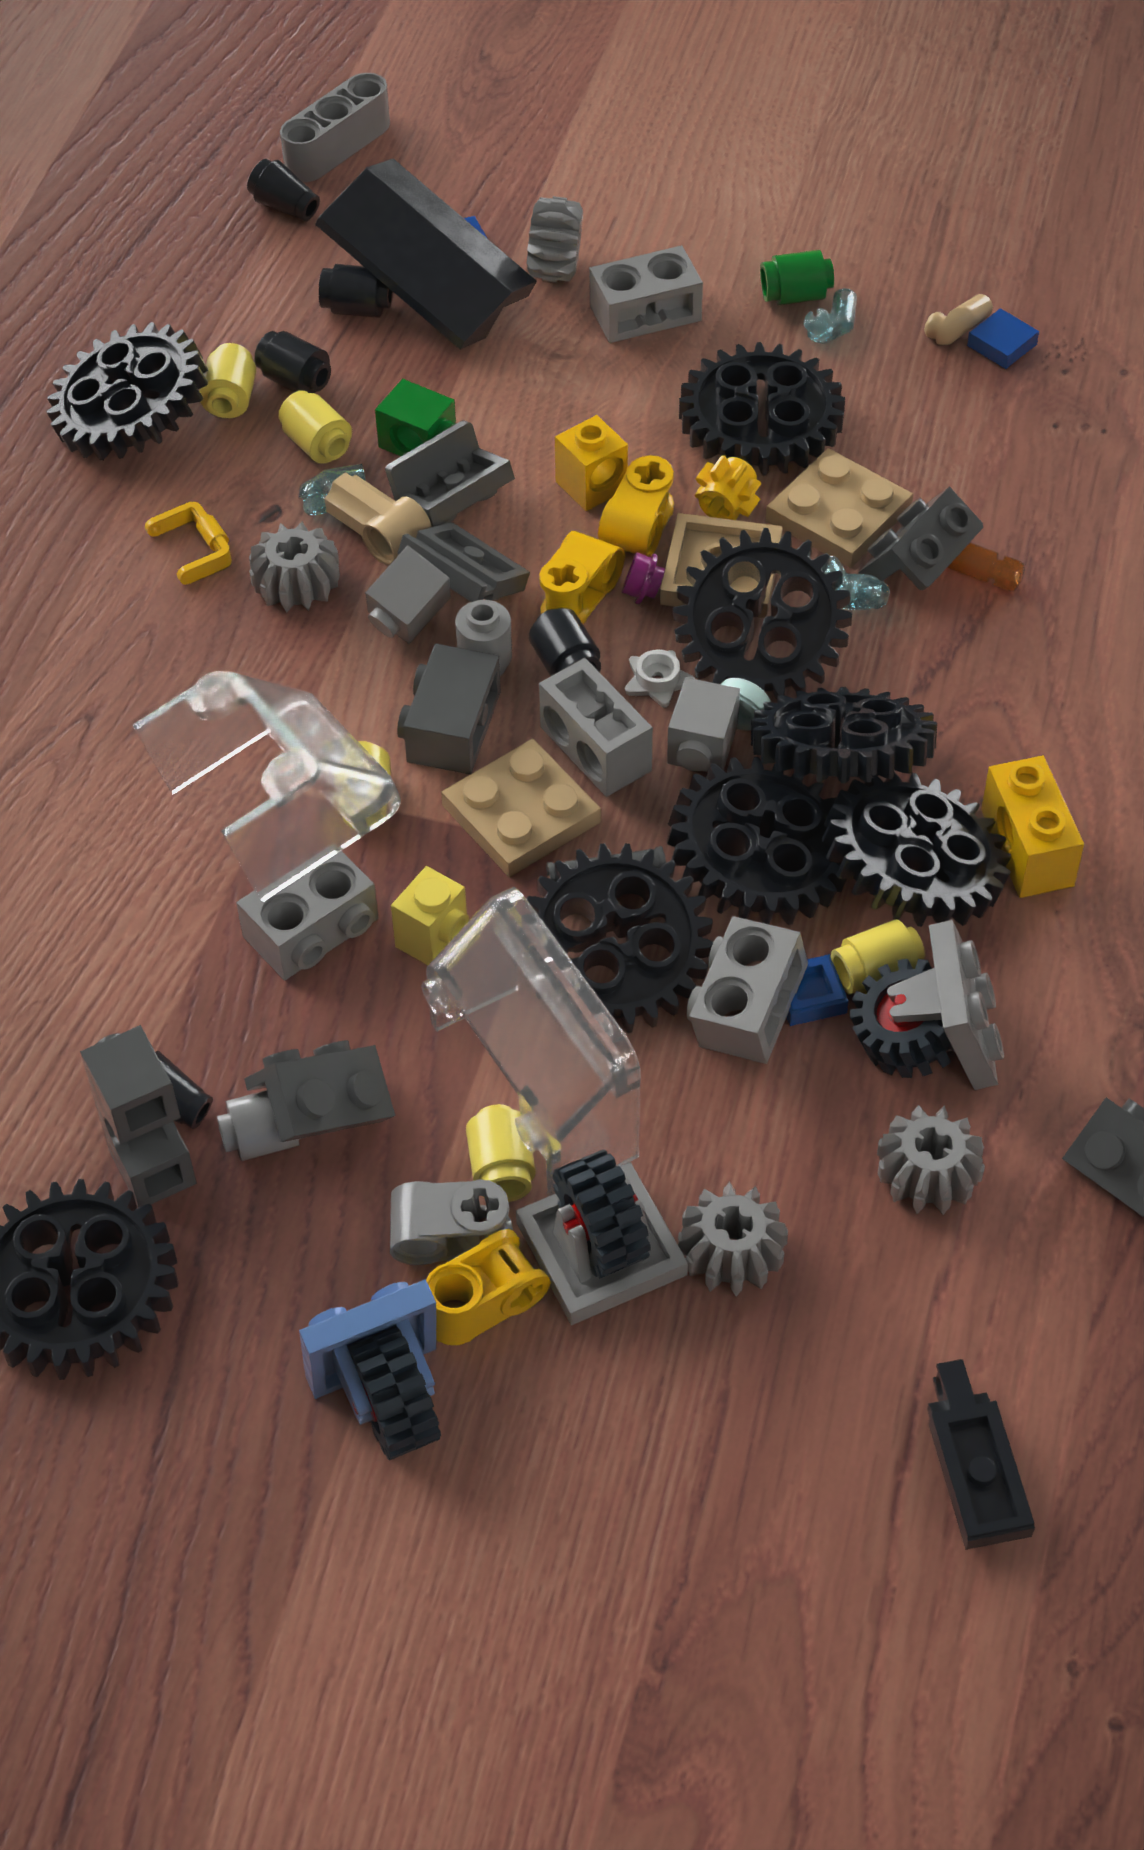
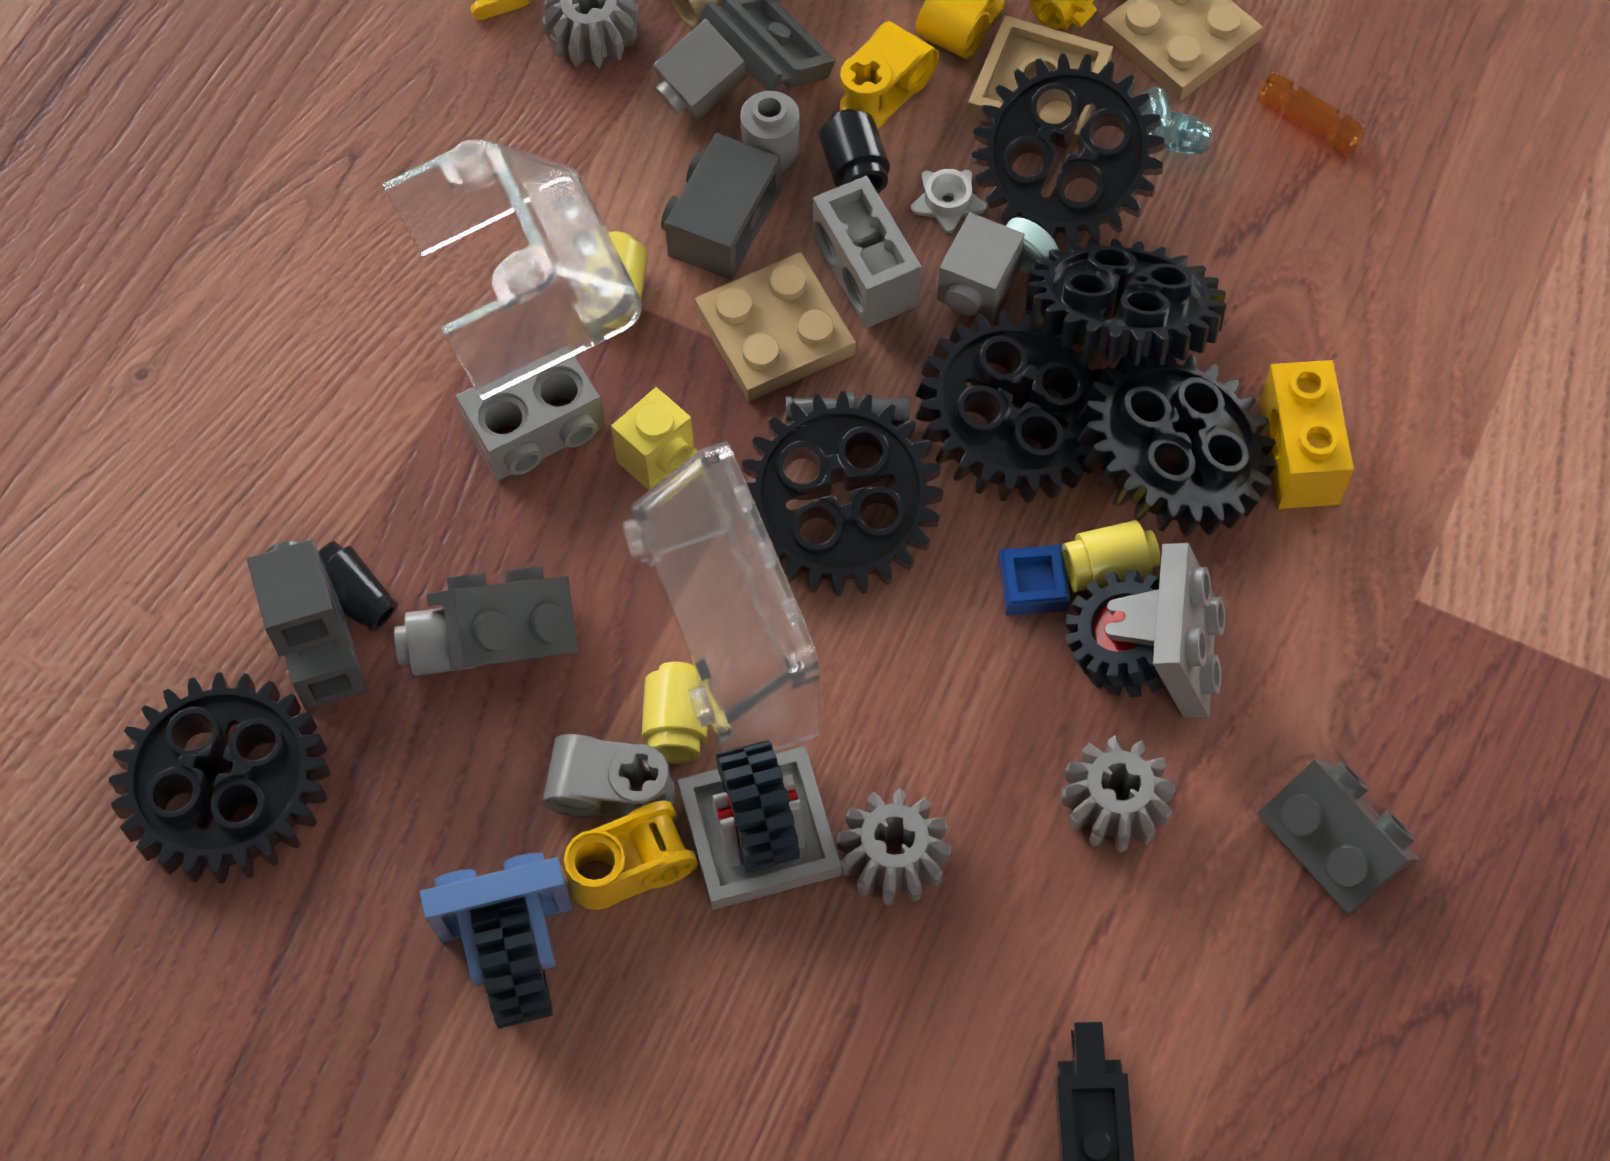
camera: 10 degrees right, 10 degrees up
(643, 577) = (953, 84): magenta plate -> none
(758, 990) = (978, 577): light grey brick -> none
(926, 542) = (1263, 87): dark grey bracket -> none

